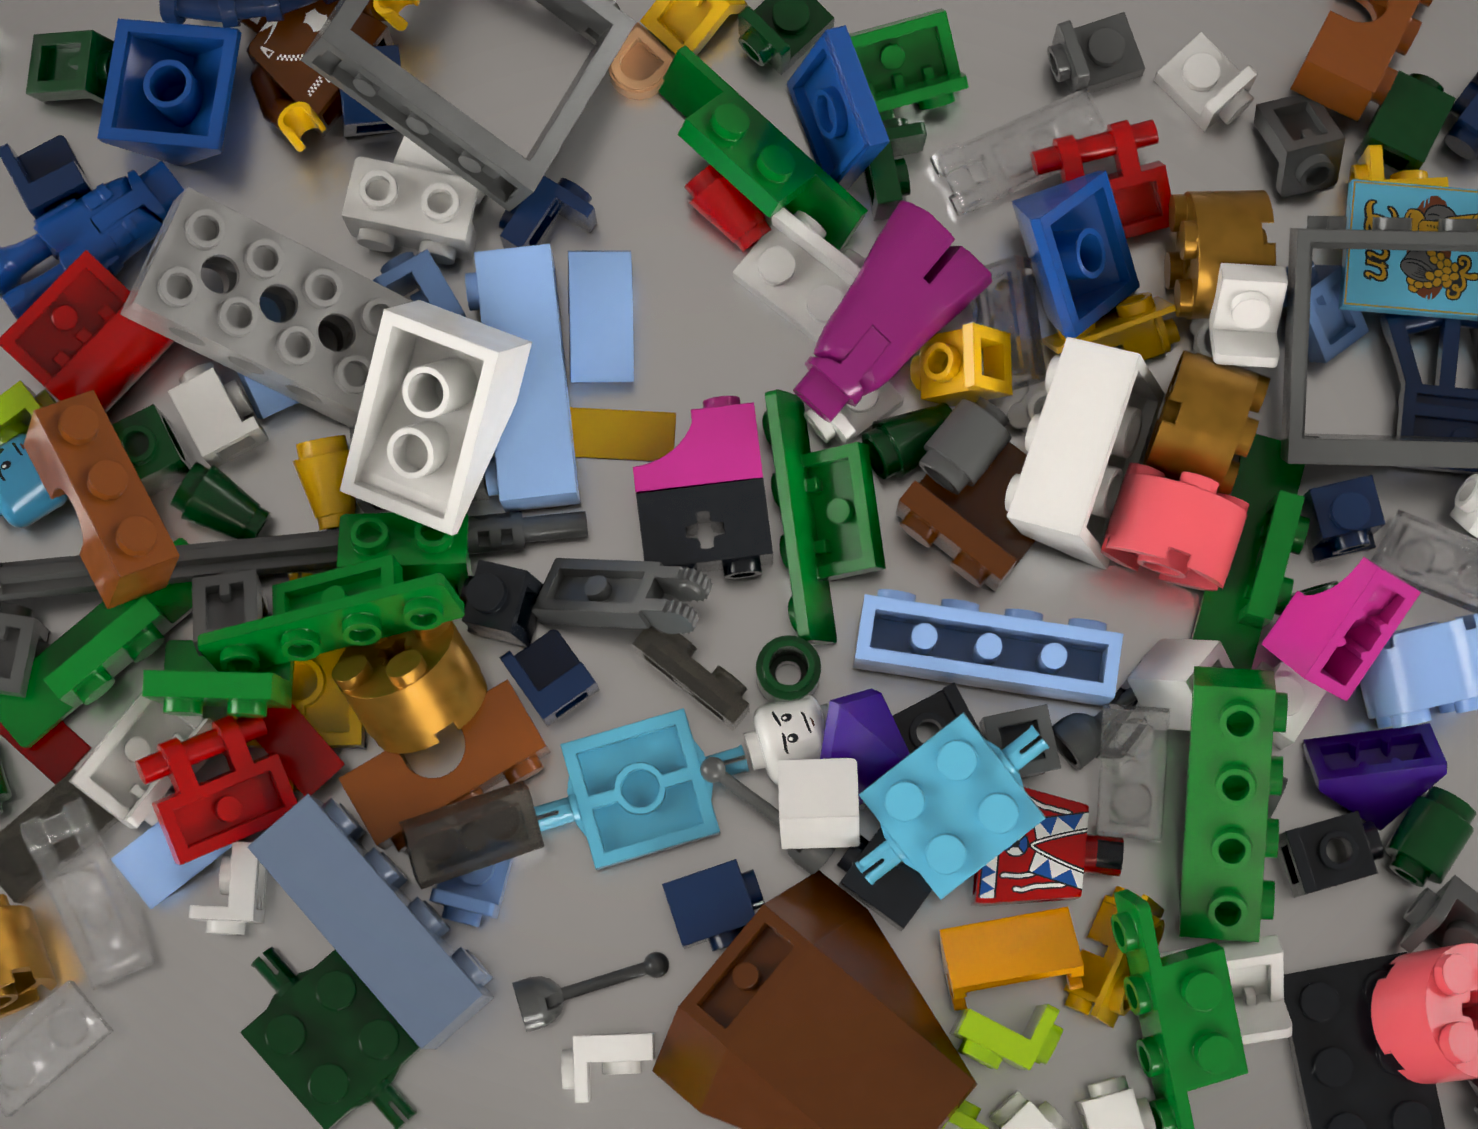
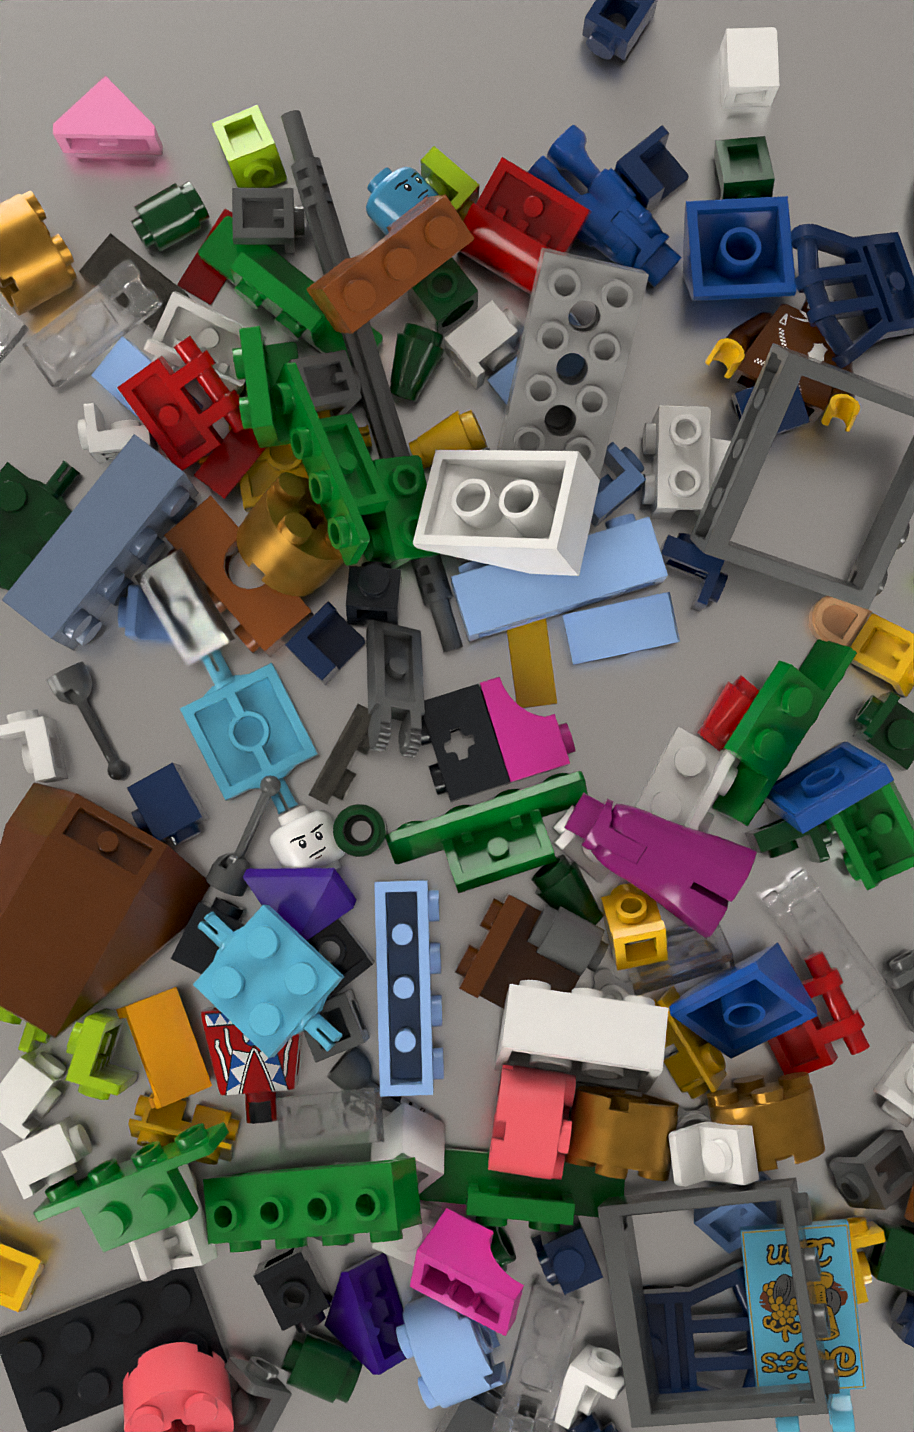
camera: 75 degrees right, 5 degrees up
(818, 803) = (255, 873): white panel -> none

